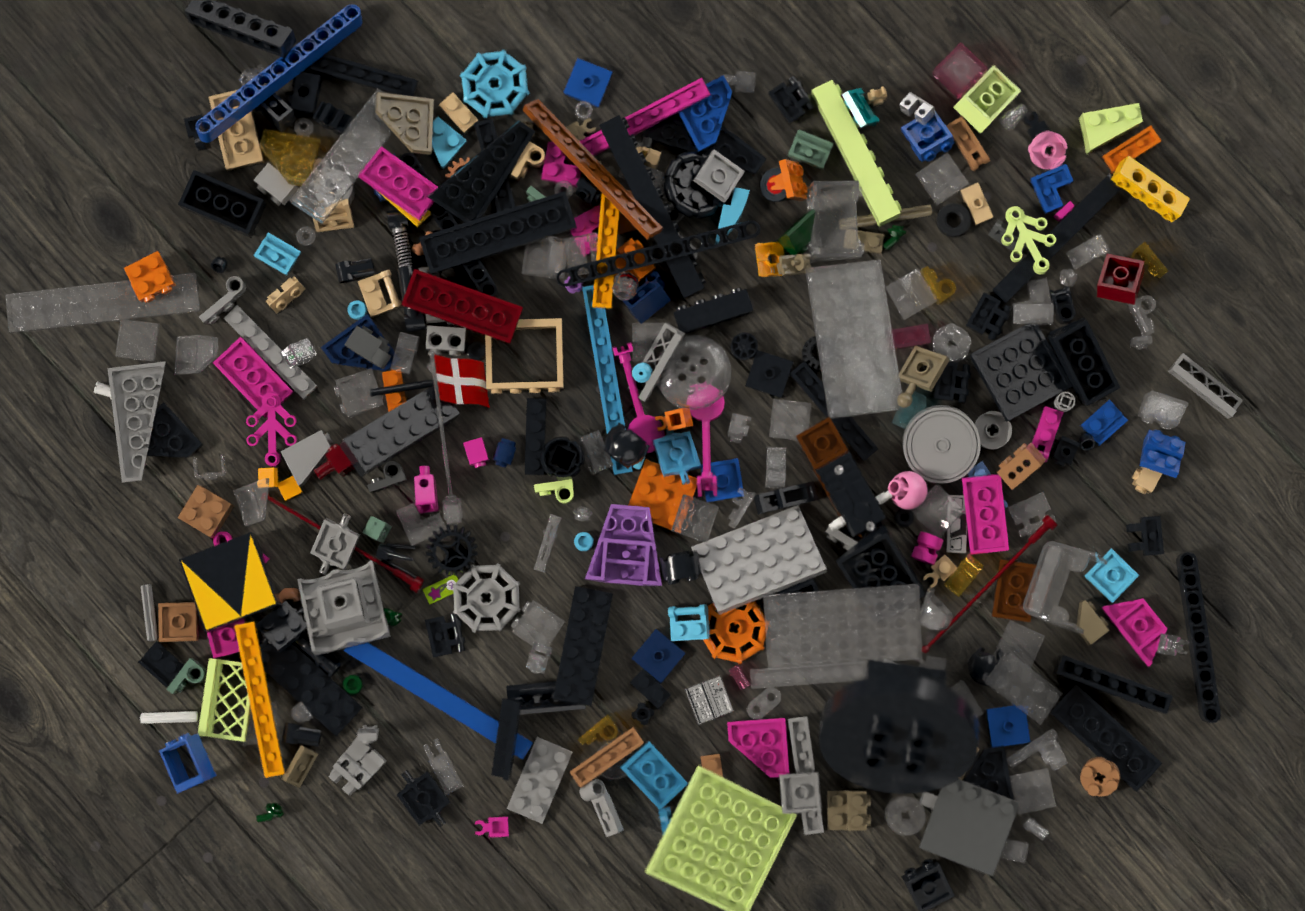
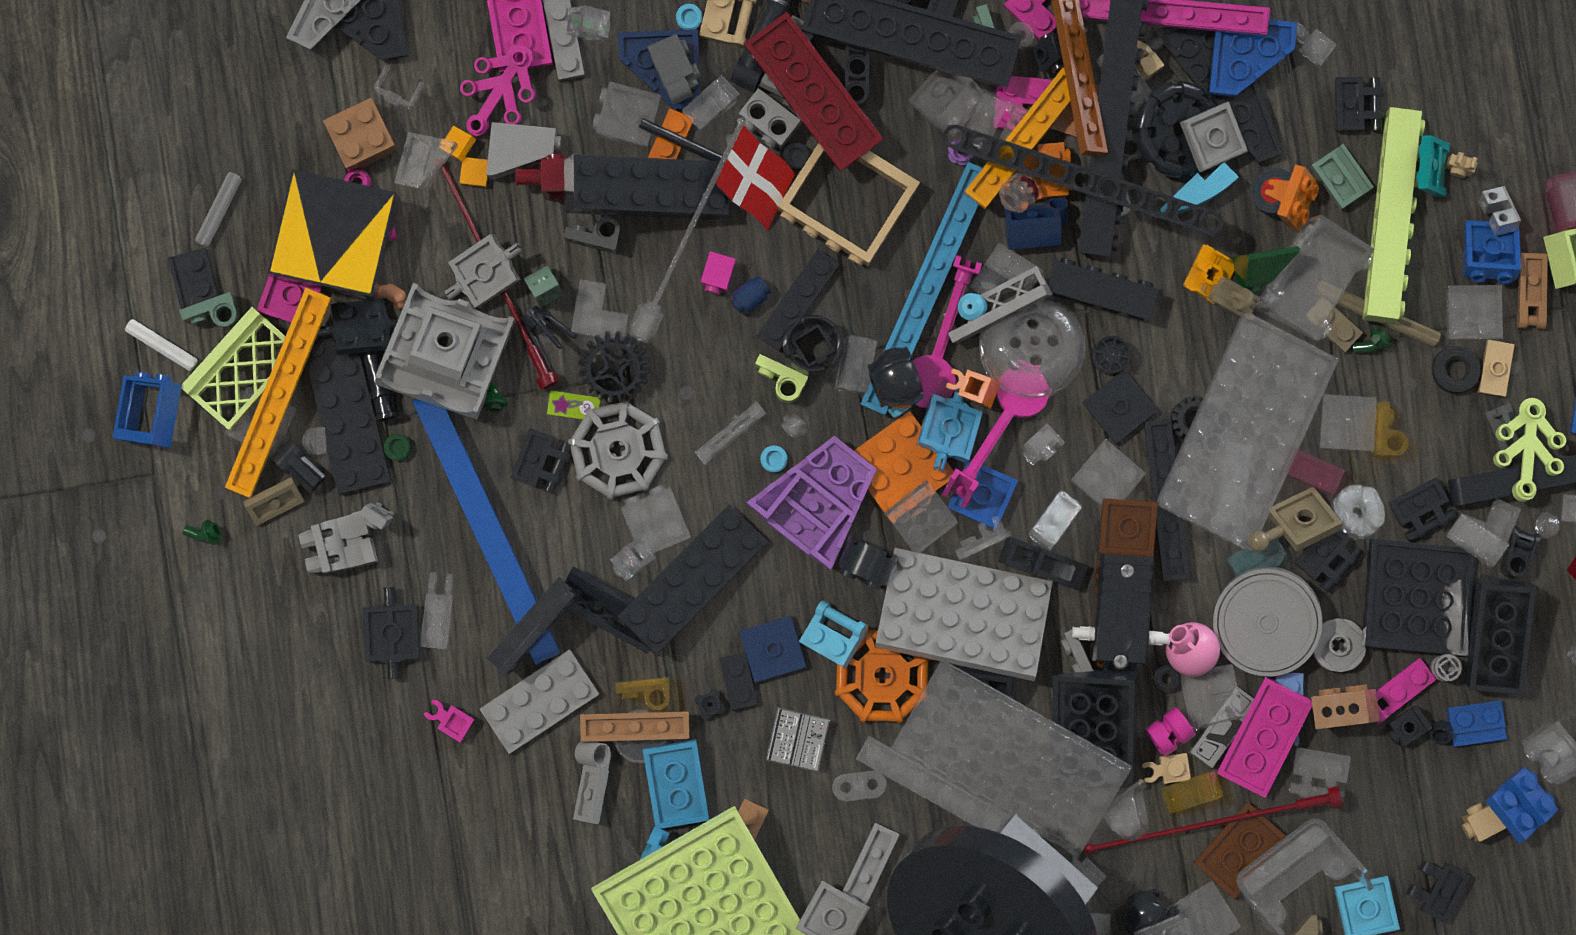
camera: 30 degrees right, 0 degrees up
(178, 622) = (243, 242): medium nougat plate -> none
(425, 497) = (624, 285): dark pink torso -> none
(739, 677) = (850, 736): clear pink pin -> none
(762, 743) = (826, 831): dark pink plate -> none

